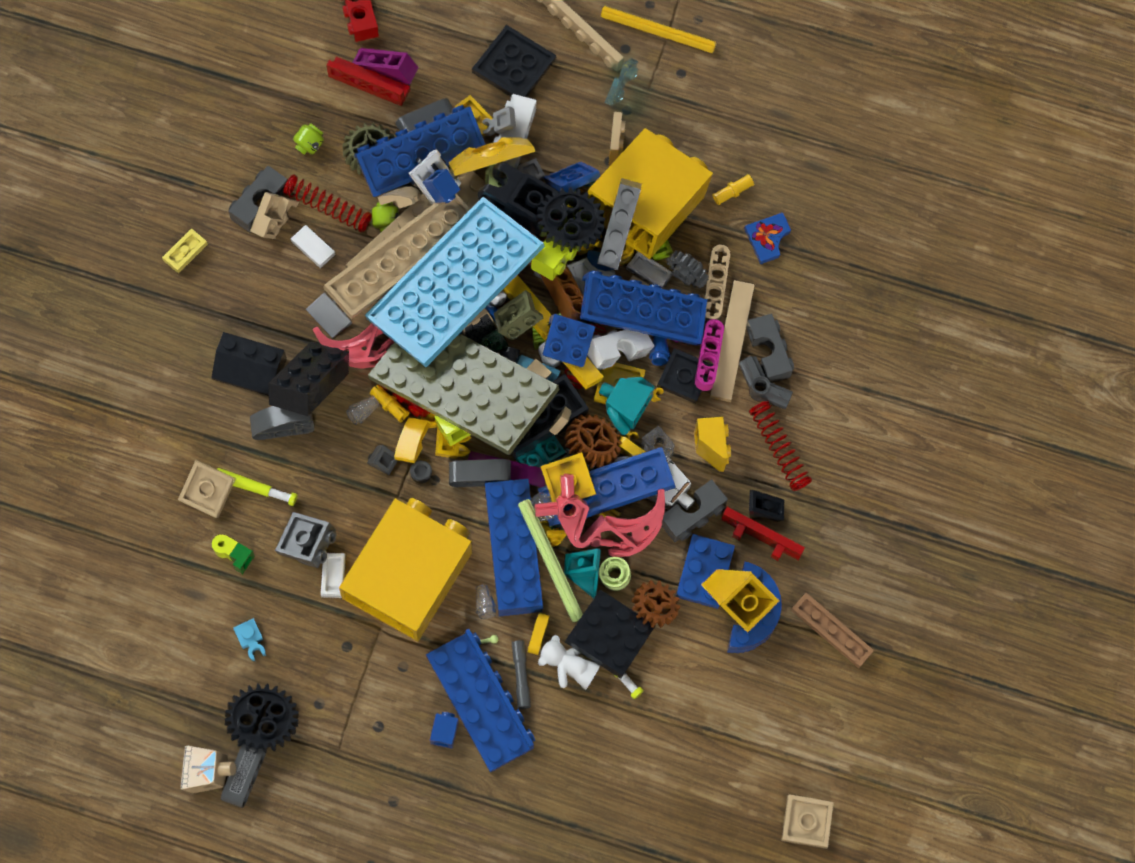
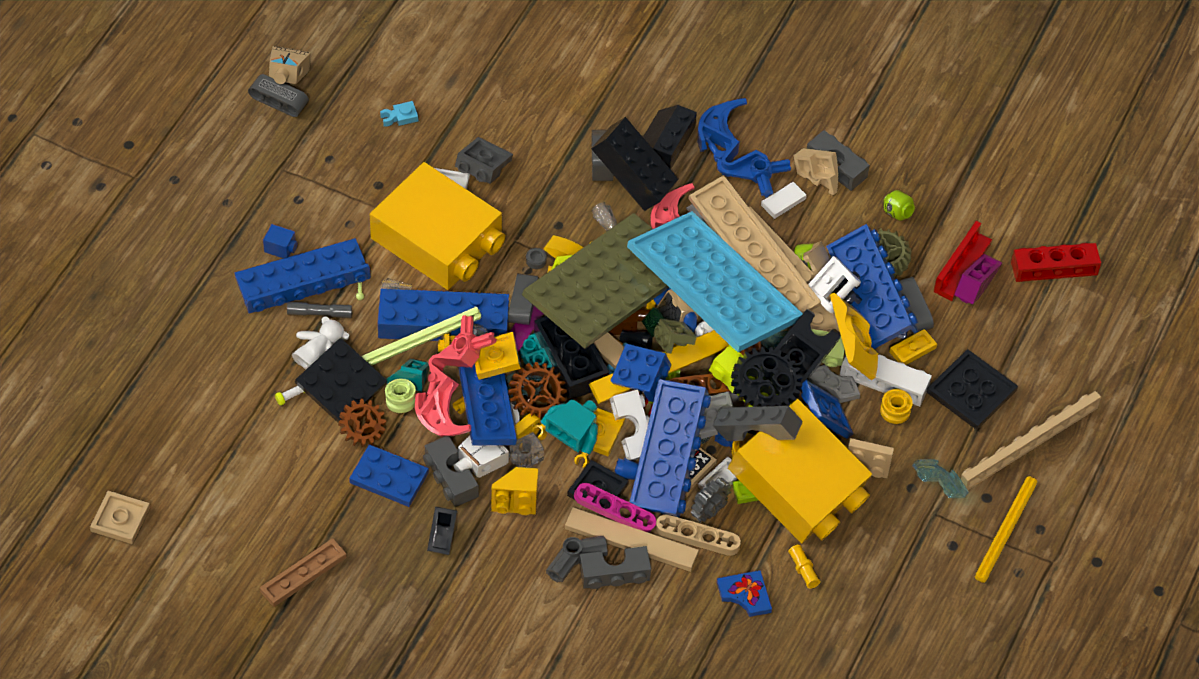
camera: 100 degrees right, 15 degrees down
(185, 250) = (790, 100): light yellow plate -> none
(206, 489) = (547, 93): tan tile -> none
(228, 548) = (483, 108): leg -> none
(242, 711) = (322, 109): black gear -> none
(260, 488) = (548, 124): neon yellow piece -> none
(281, 283) = (752, 166): none -> blue piece
(292, 181) = (846, 189): red piece -> none
(382, 459) = (552, 228): dark grey slope -> none
(441, 186) = (819, 282): blue brick -> none
(502, 121) = (897, 356): light grey plate -> none
(538, 633) = (356, 326): yellow beam -> none
(546, 116) = (898, 414): none -> yellow wheel
(560, 421) = (559, 356): tan tile -> none
(740, 596) = (343, 472): yellow slope -> none
(743, 641) = (336, 516): blue brick -> none
(762, 533) = (402, 541): red hinge -> none
(797, 485) = (548, 542): red piece -> none

